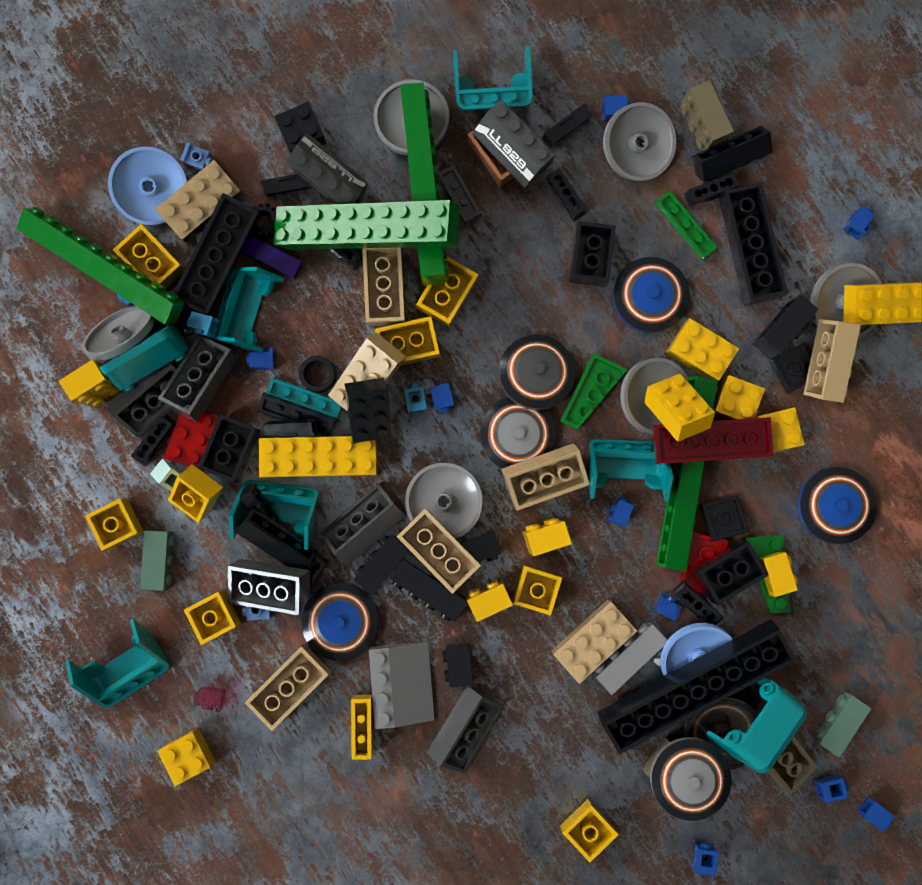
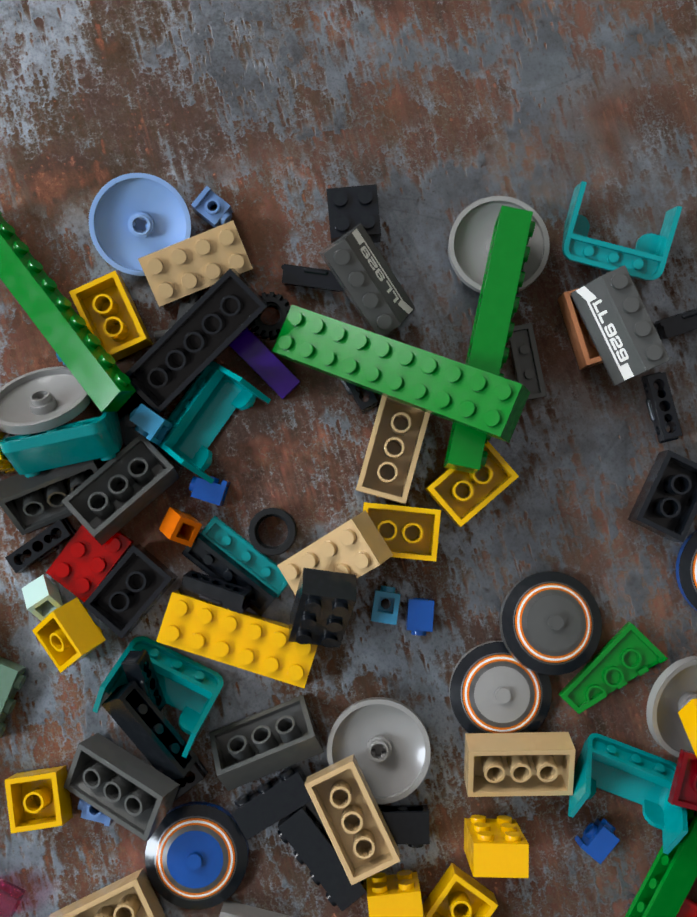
camera: 25 degrees right, 0 degrees up
(249, 391) = (180, 527): none -> orange brick

